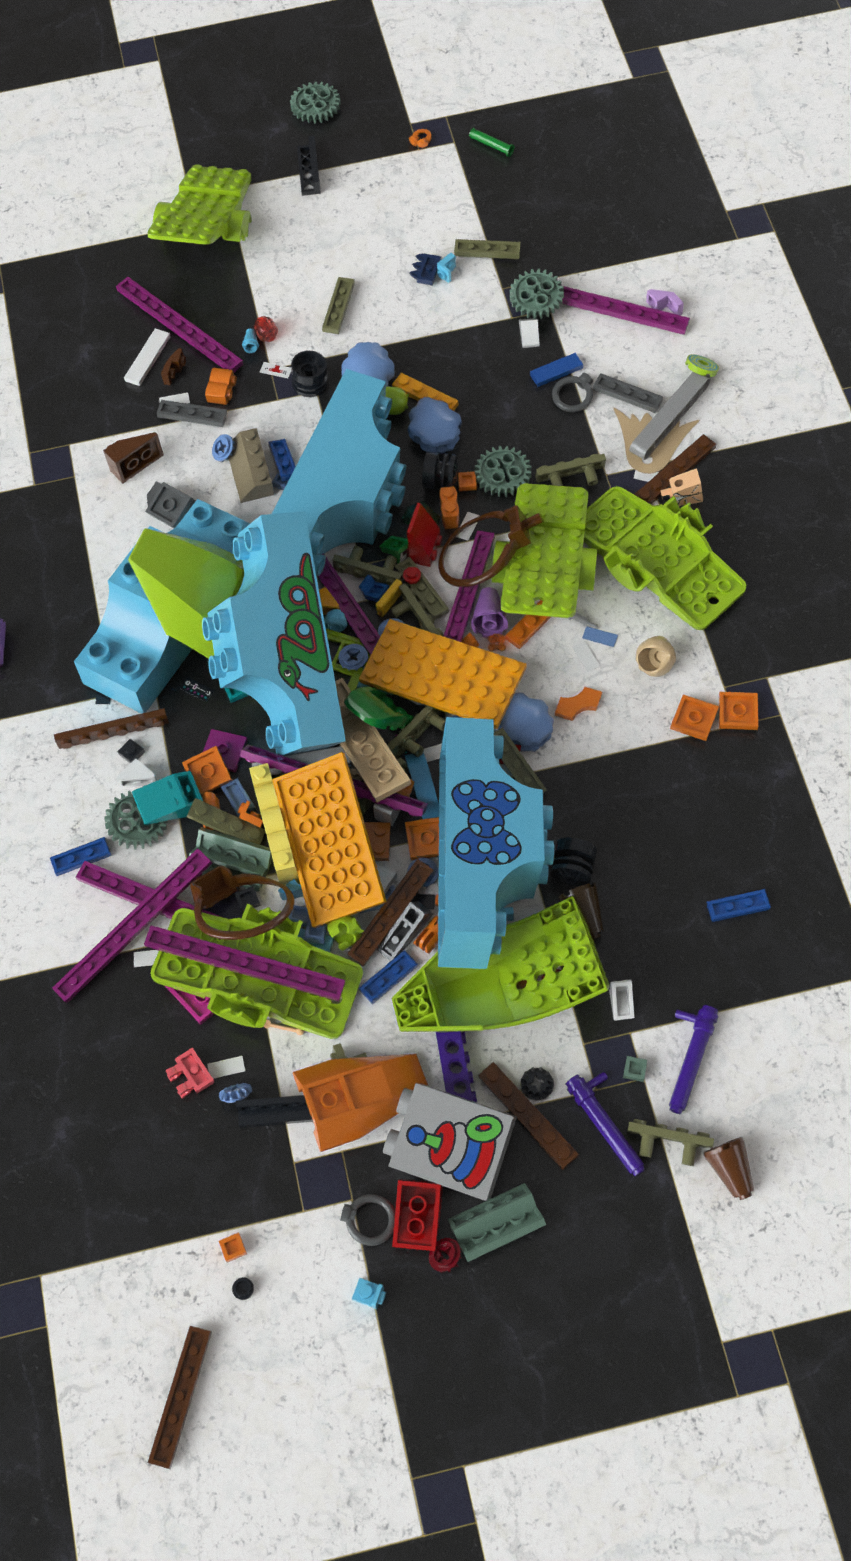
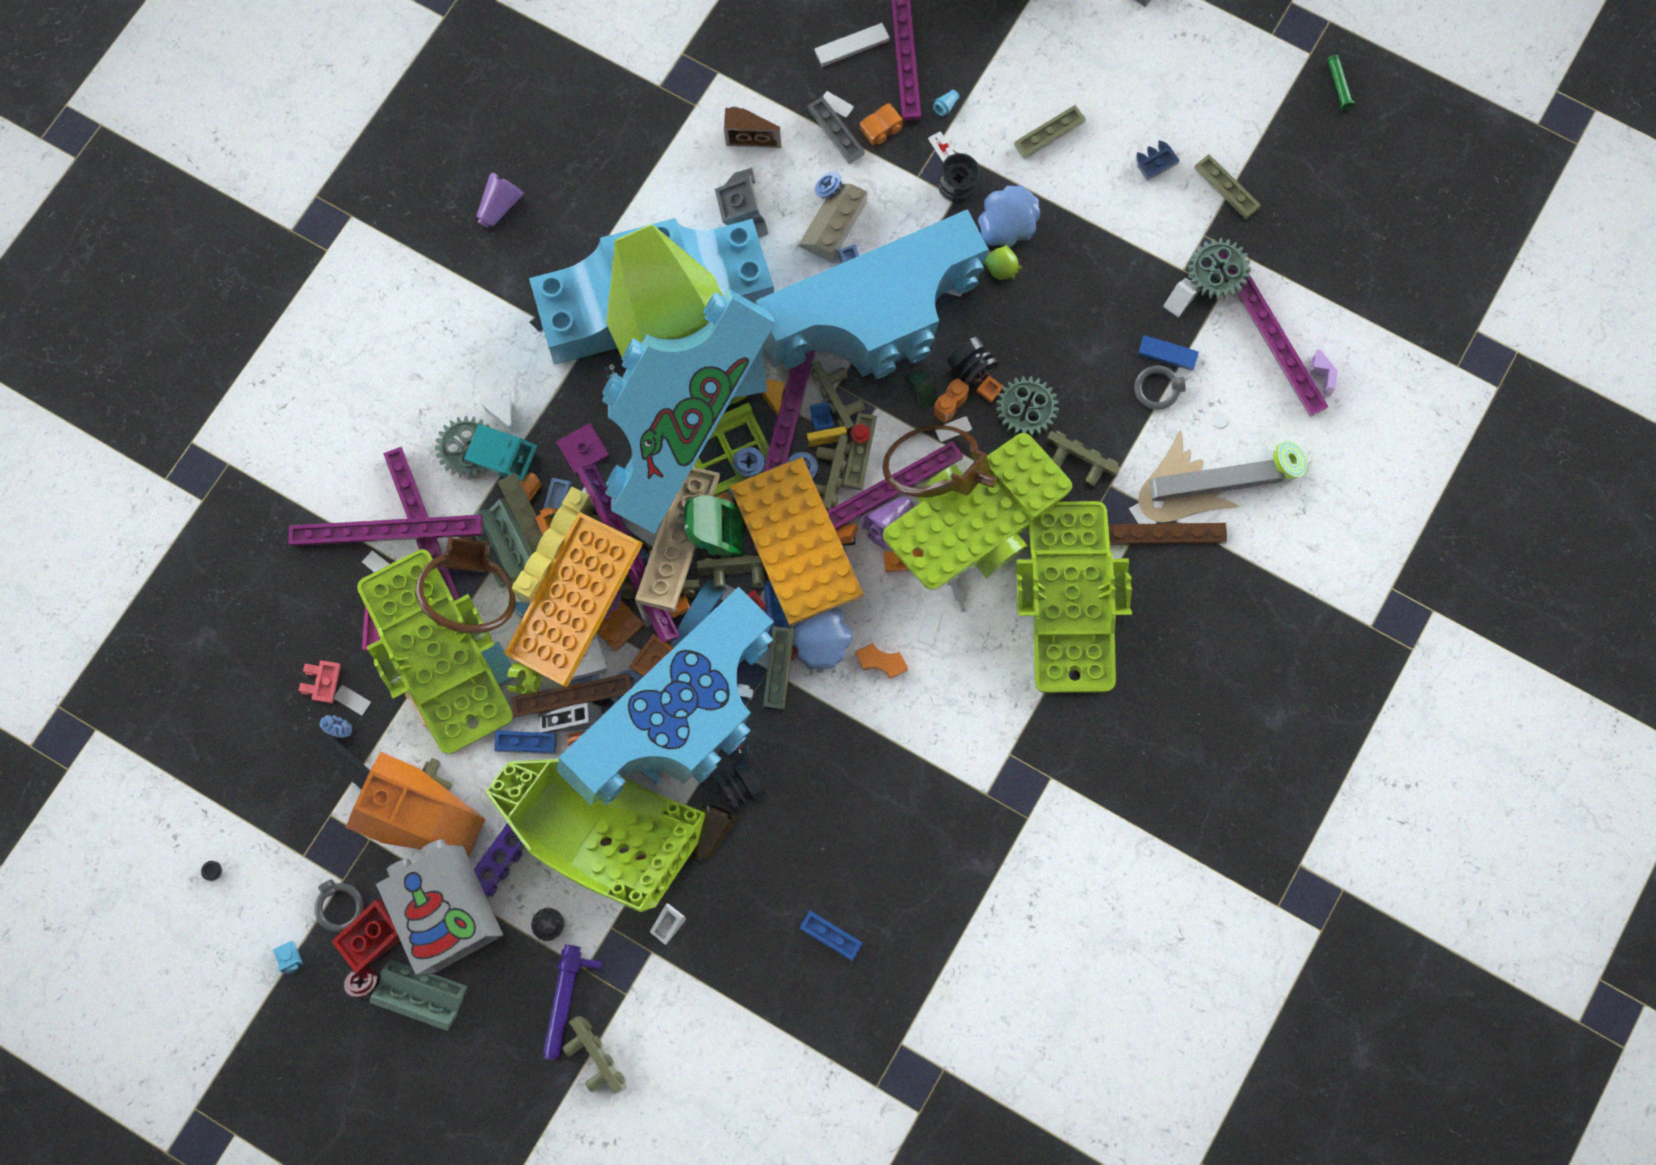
camera: 40 degrees right, 10 degrees up
(75, 857) = (405, 438): blue tile -> none
(111, 728) = (523, 358): reddish brown plate -> none
(131, 751) = (517, 387): black plate -> none
(173, 365) = (866, 70): reddish brown slope -> none
(179, 1397) = (102, 904): reddish brown plate -> none
(208, 770) = (552, 456): orange plate -> none
(232, 1247) = (231, 835): orange plate -> none
(244, 963) = (426, 638): magenta plate -> none
(247, 896) = (485, 586): black plate -> none
(265, 329) = (968, 102): clear red head -> none
(282, 458) = (866, 235): blue tile -> none
(312, 935) = (505, 635): medium blue tile -> none
(335, 620) = (766, 417): medium azure cone -> none
(397, 547) = (874, 398): green slope -> none
(415, 141) = (1281, 32): orange piece -> none
(418, 390) = (1038, 279): light orange plate -> none
(423, 537) = (899, 409): red slope -> none
(434, 425) = (1013, 315): medium blue piece -> none
(446, 266) = (1175, 173): medium azure bracket -> none
(496, 638) = (871, 545): clear orange plate -> none
(528, 1115) = (517, 940): reddish brown plate -> none
(600, 636) = (957, 620): medium blue sticker -> none
(628, 393) = (1203, 428): dark grey plate -> none
(635, 1068) = (625, 982): sand green plate -> none
(655, 656) = (976, 680): tan piece -> none
(684, 488) = (1153, 558): light nougat torso -> none
(694, 717) = (956, 757): orange plate -> none
(703, 1029) = (701, 1003): dark purple cylinder -> none
(732, 1167) = (614, 1119): reddish brown cone -> none
(738, 710) = (996, 784): orange plate -> none

